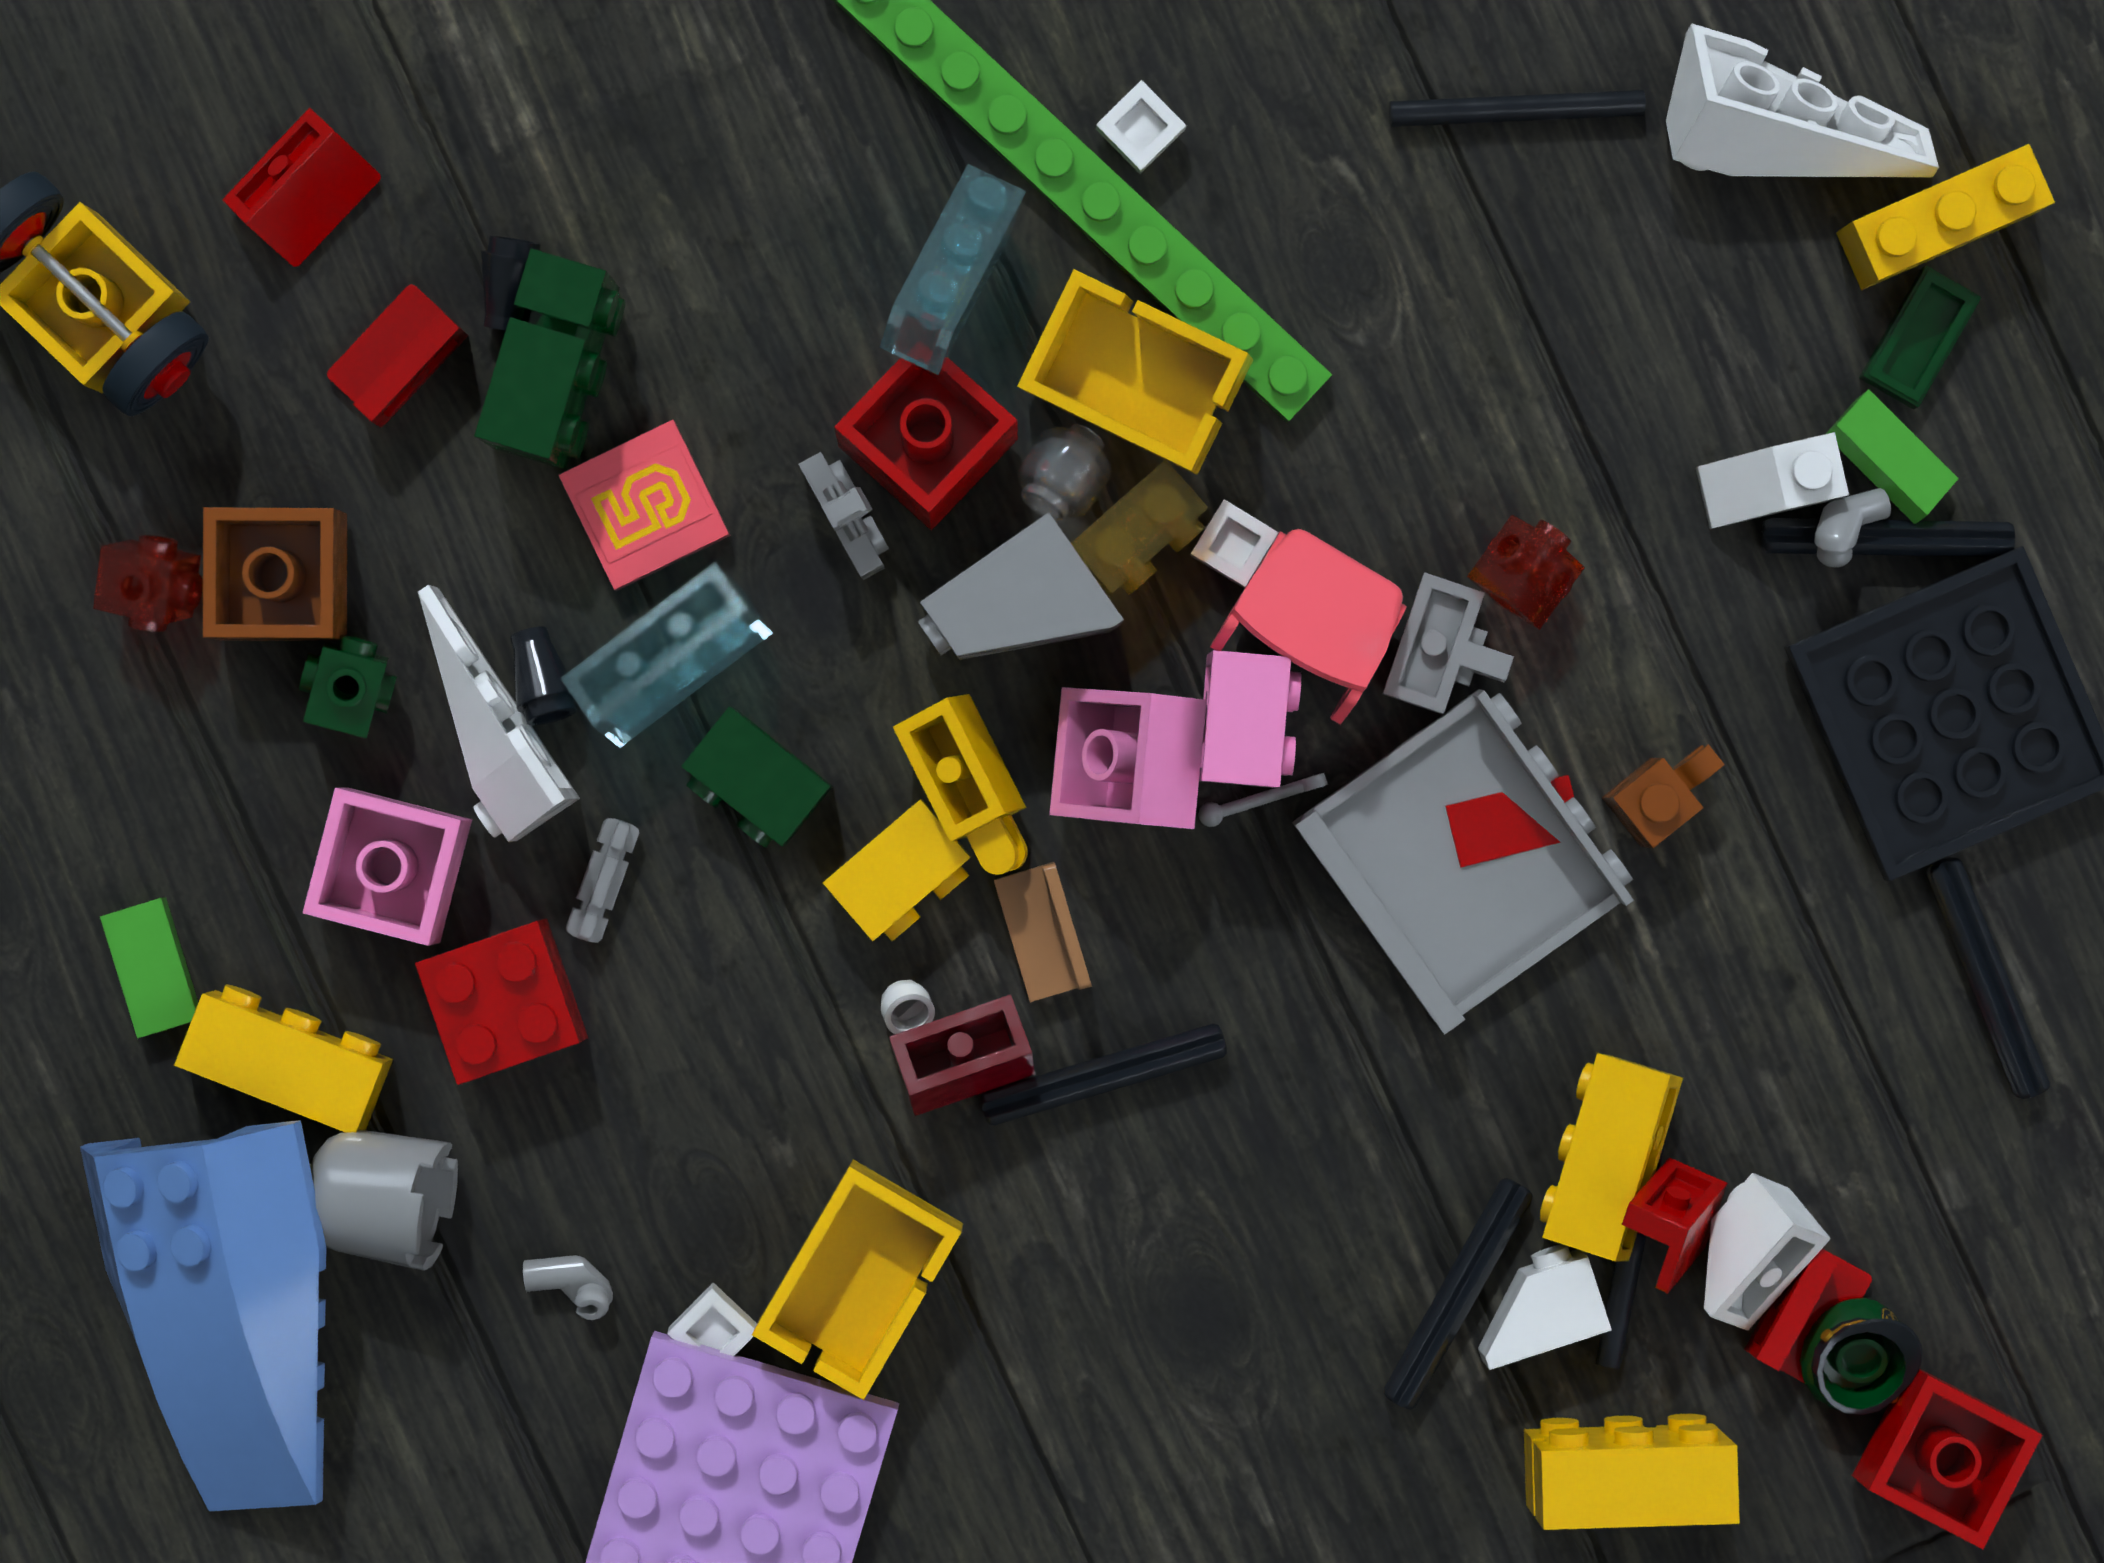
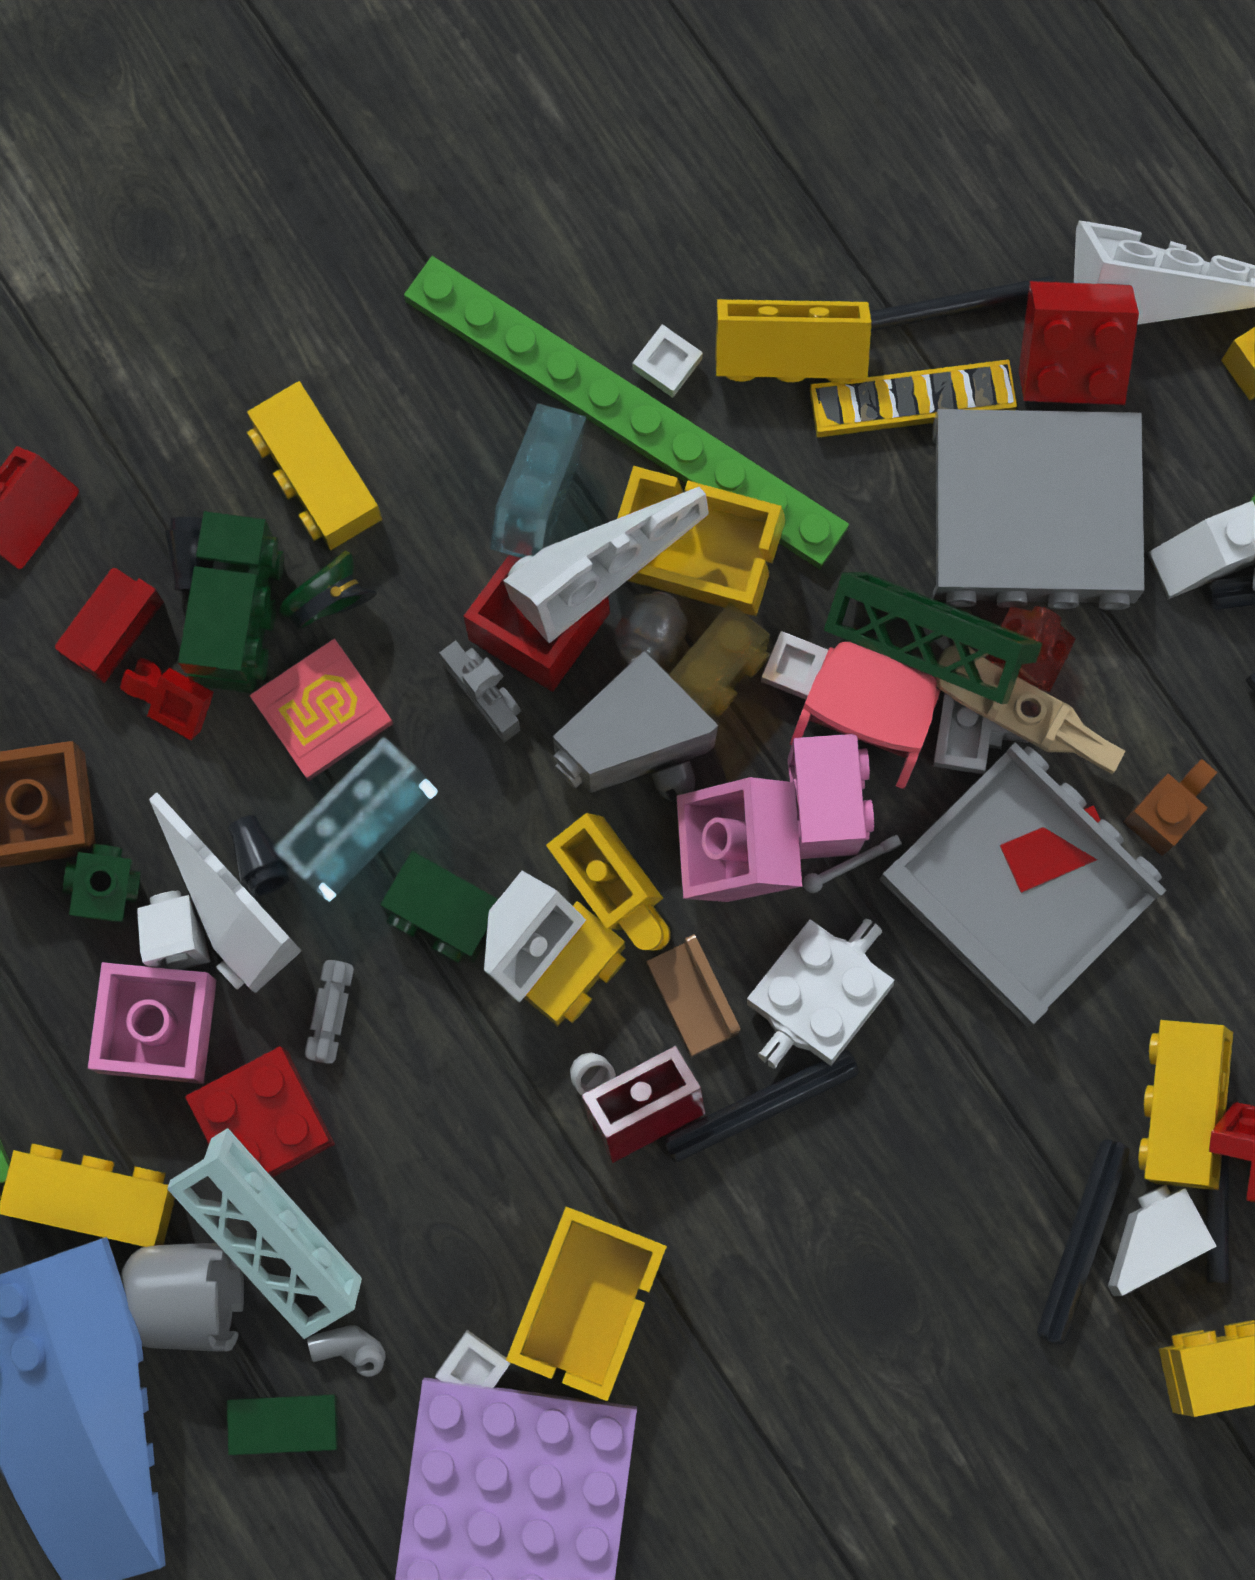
camera: 10 degrees left, 10 degrees down
(423, 757) = (171, 932): none -> white slope
(462, 463) = (173, 697): none -> red plate
(480, 1357) = (282, 1424): none -> dark green tile
(509, 1143) = (278, 1221): none -> light aqua fence
(668, 362) = (326, 593): none -> piece
(674, 196) = (312, 467): none -> yellow brick
(851, 835) = (527, 933): none -> white slope
(988, 398) = (584, 569): none -> white wedge
(1063, 664) = (674, 781): none -> dark grey hinge
(1196, 951) = (820, 992): none -> white plate
(1301, 127) = (792, 340): none -> yellow brick
(1417, 519) = (943, 621): none -> dark green fence
(1440, 223) = (910, 397): none -> tile
(1477, 625) = (1053, 730): none -> tan piece
(1570, 392) = (1039, 508): none -> light grey panel
(1657, 193) = (1078, 342): none -> red brick

